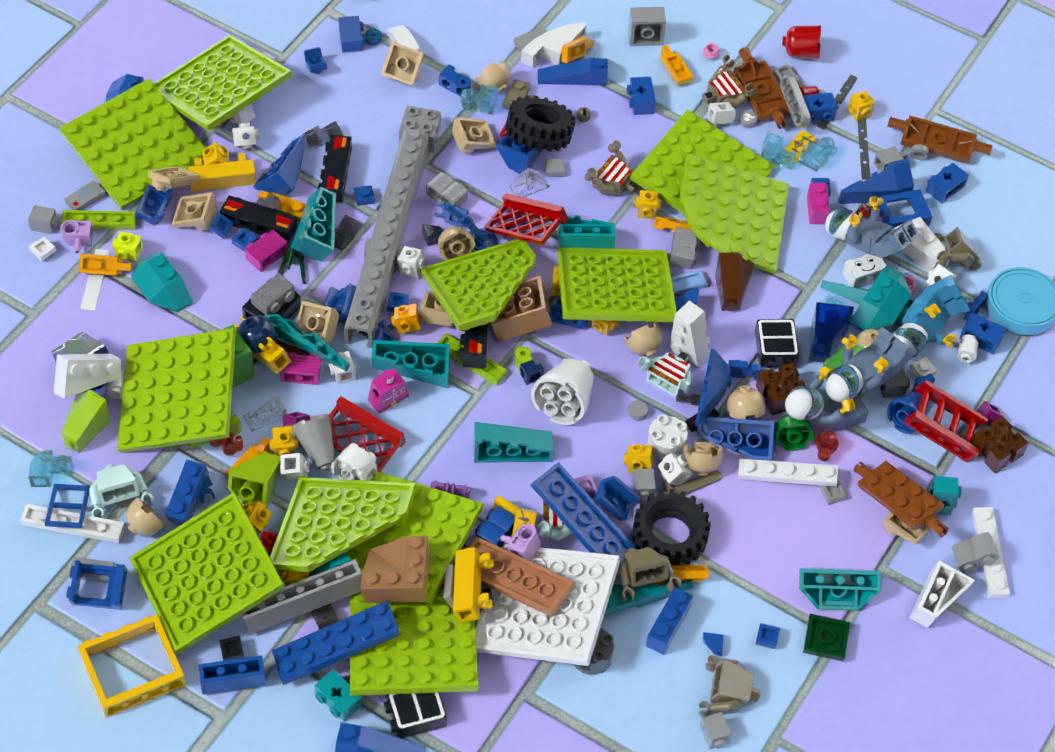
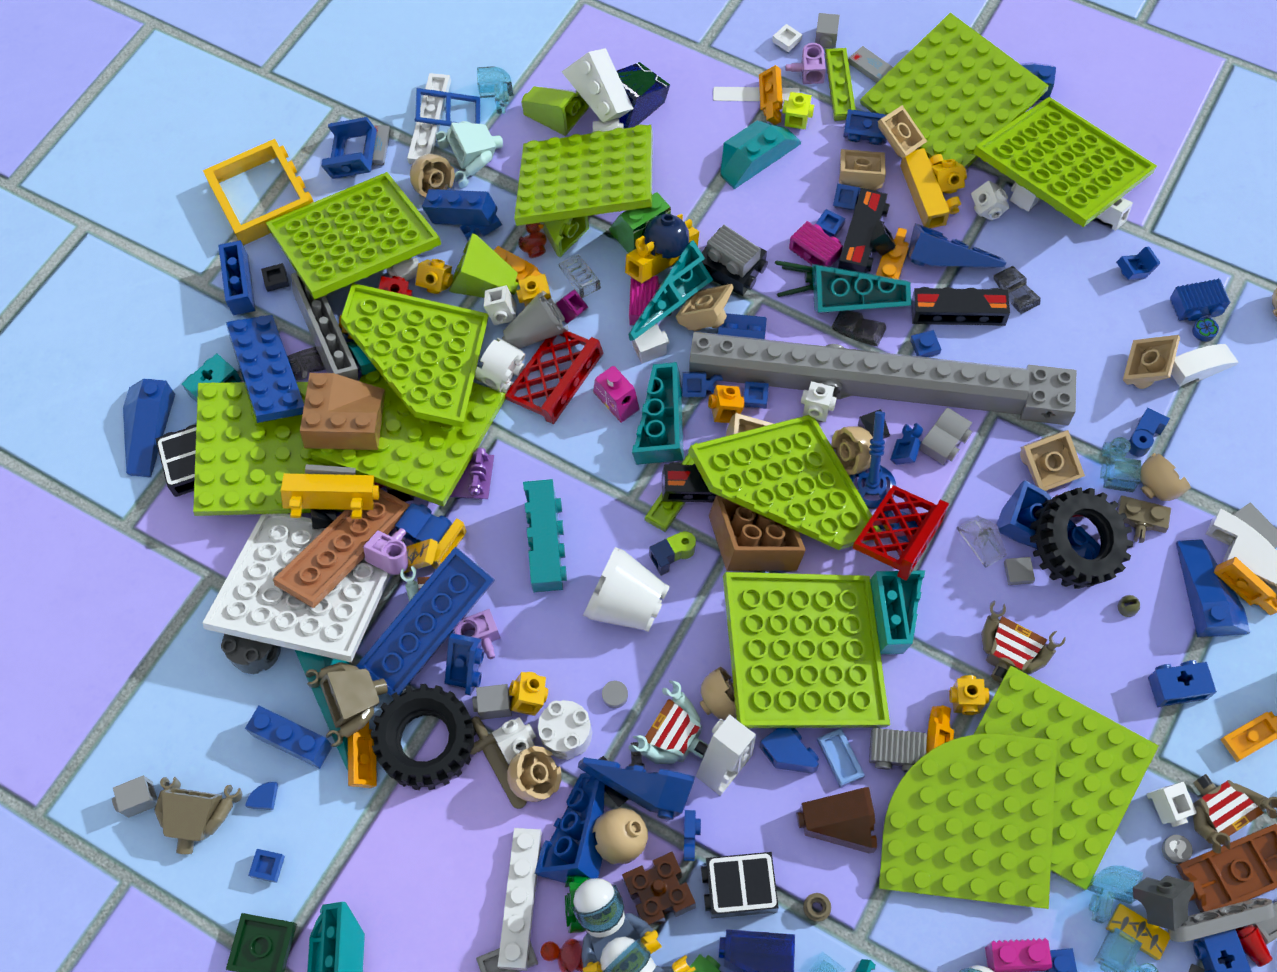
camera: 95 degrees right, 10 degrees up
(785, 122) = (1165, 900): none -> dark grey brick
(789, 305) = (823, 901): none -> dark tan plate

